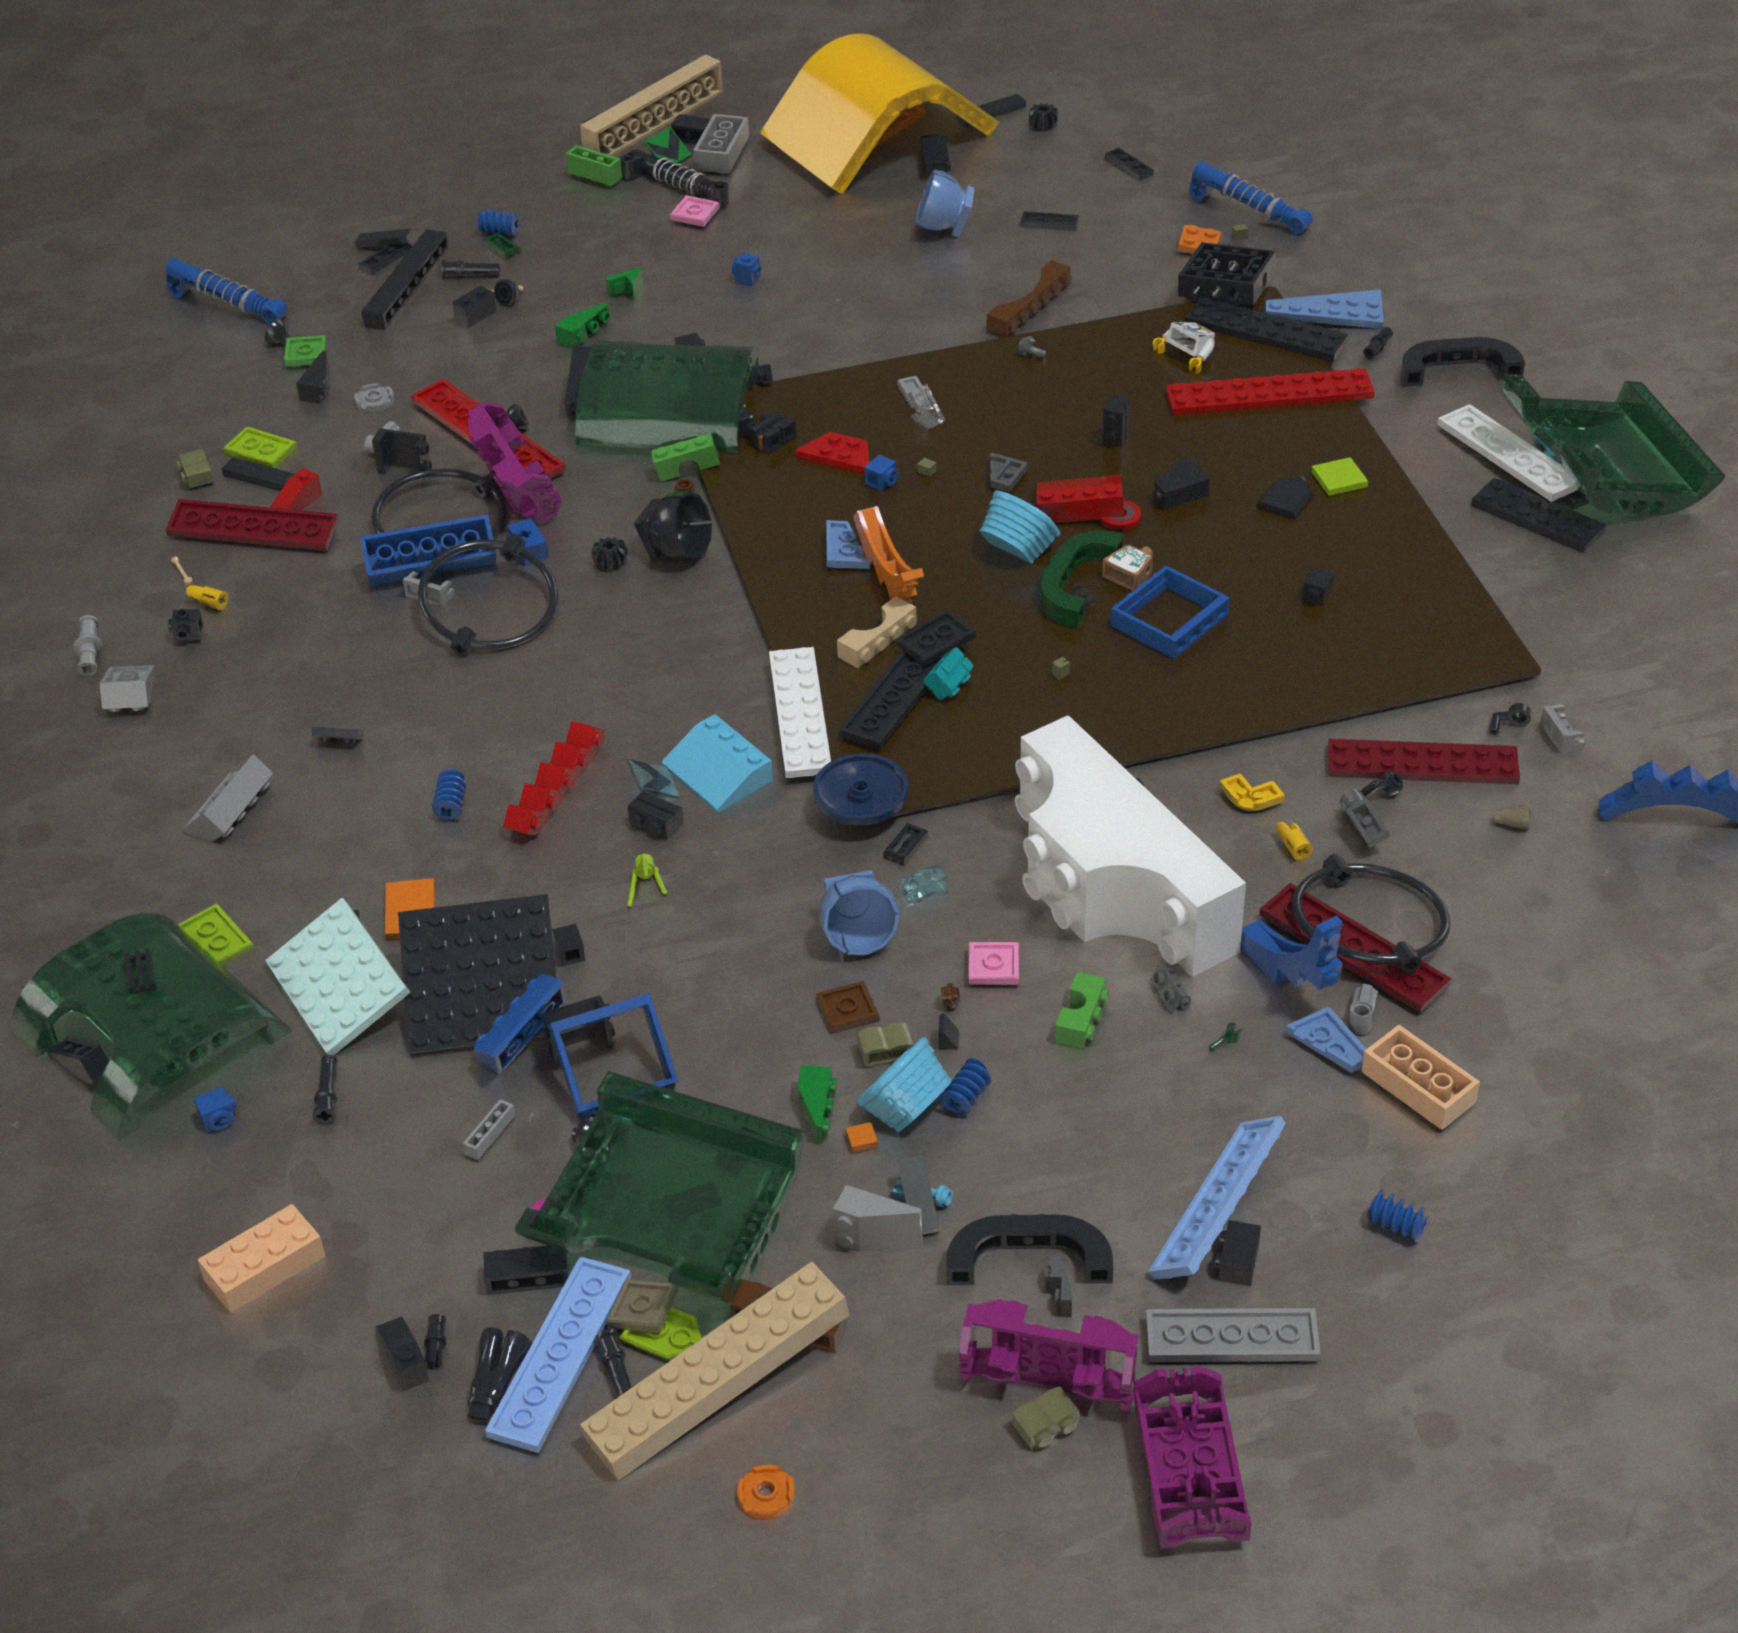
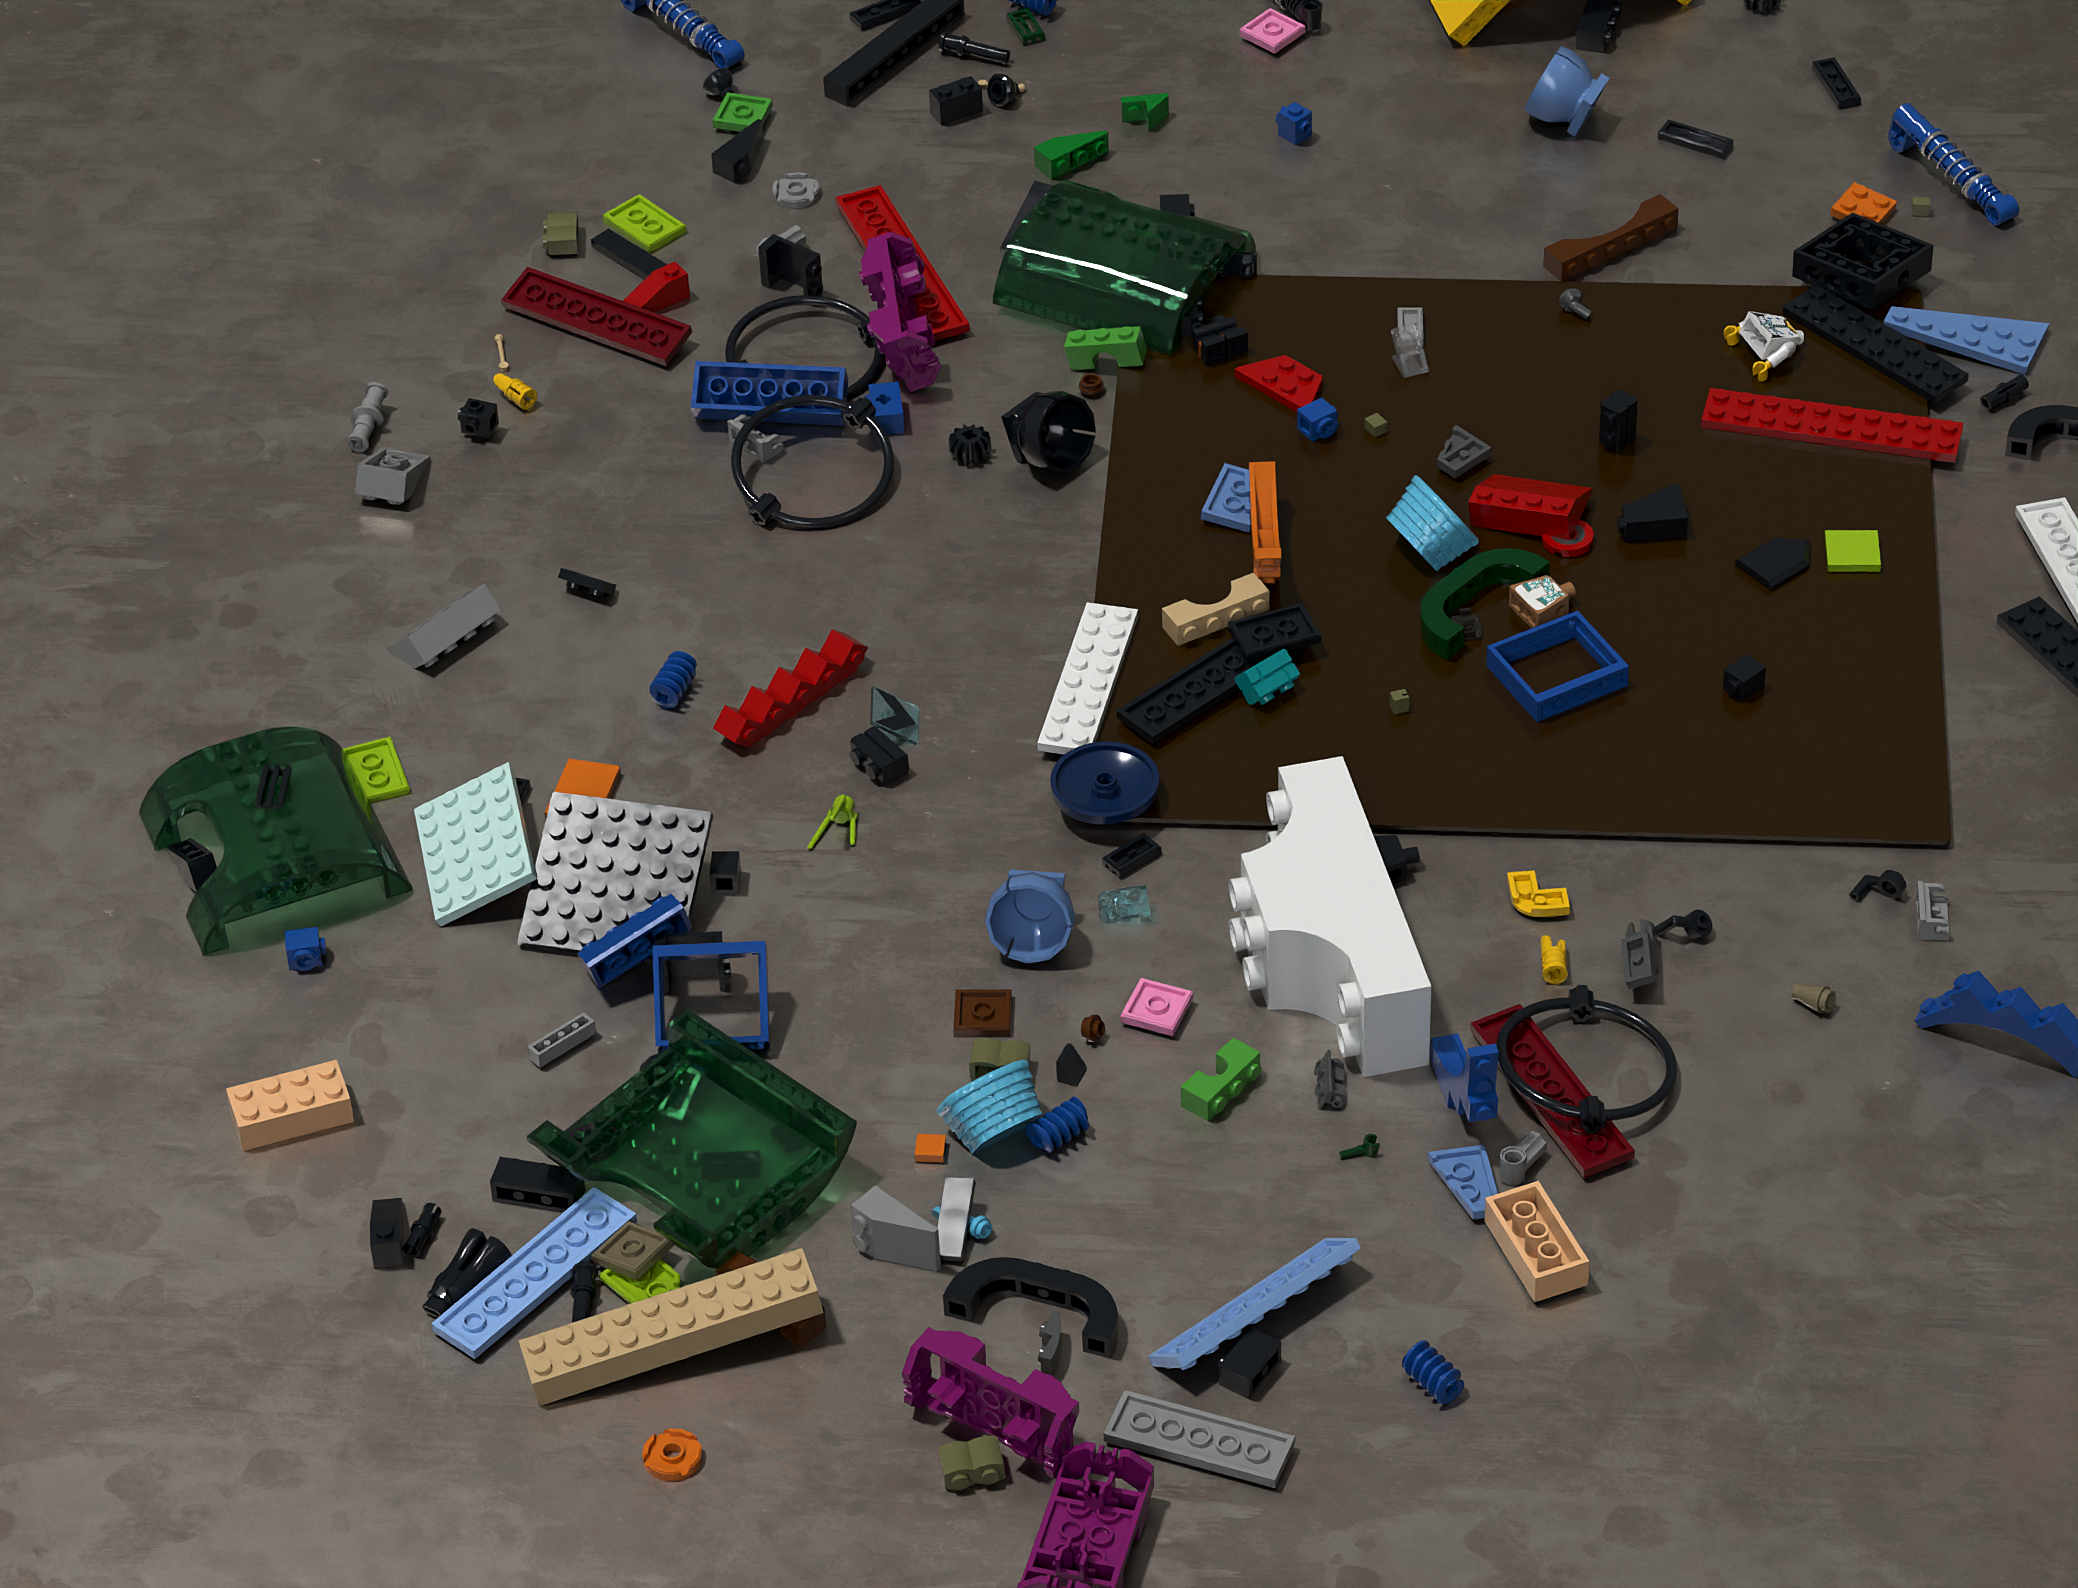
camera: 20 degrees right, 0 degrees up
(326, 1097) = (416, 964): black pin -> none
(518, 417) = (941, 253): black brick -> none
(718, 764) = (972, 717): medium azure slope -> none
(815, 1099) = (904, 1089): green slope -> none
(1424, 761) = (1753, 909): dark red plate -> none

